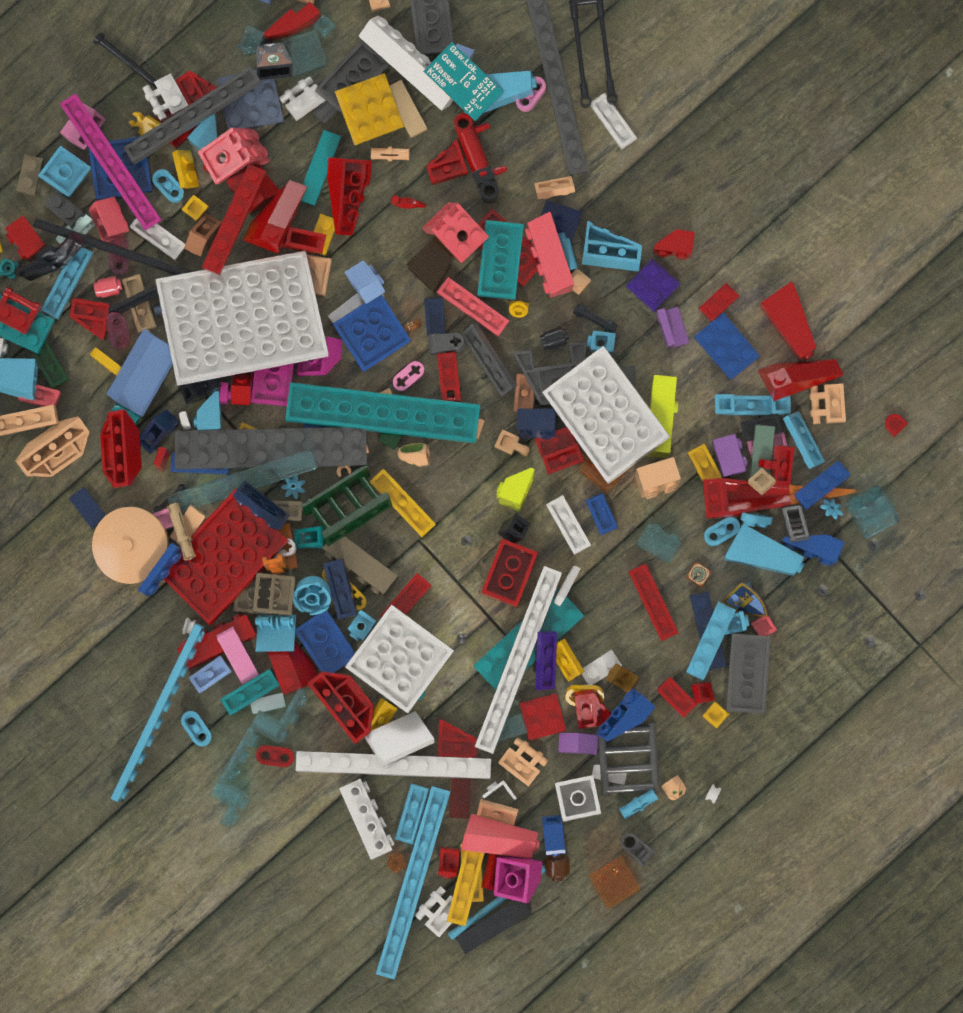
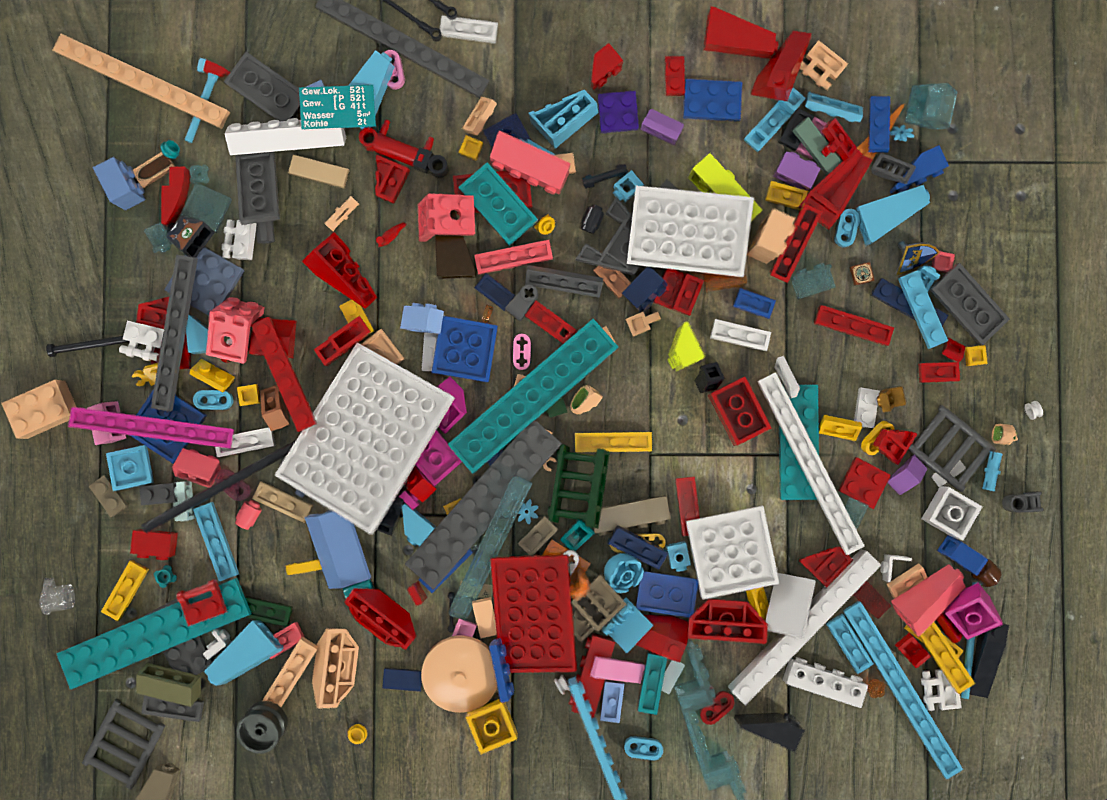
camera: 55 degrees left, 5 degrees up
(18, 510) = (357, 733): none -> yellow plate
(49, 70) = (39, 409): none -> light nougat brick
(52, 258) = (187, 538): black plate -> none
(90, 315) = (259, 546): red wing -> none
(114, 600) = (491, 726): none -> yellow brick
(116, 329) = (286, 537): clear pink plate -> none
(134, 300) = (276, 506): black axle -> none
(158, 431) = (392, 575): dark blue slope -> none
(183, 537) = (486, 628): tan pin -> none
(185, 421) = (404, 548): white tile -> none
(261, 506) = (523, 552): dark blue plate -> none
(273, 222) = (313, 347): red wedge -> none
(299, 810) = (773, 727): none -> black slope
(319, 165) = (303, 276): teal tile -> none
(369, 109) = (293, 196): yellow plate -> none
(518, 766) = (886, 533): light nougat plate -> none
(526, 202) = (471, 147): none -> yellow tile
(546, 660) = (828, 443): dark purple tile -> none
(614, 882) = (1033, 541): clear orange bracket -> none
(628, 714) = (922, 419): blue slope -> none
(671, 500) = (796, 243): none -> red brick
(754, 519) = (862, 194): medium azure plate -> none
(761, 481) = (840, 164): tan plate -> none
(894, 424) = (880, 32): red tile -> none

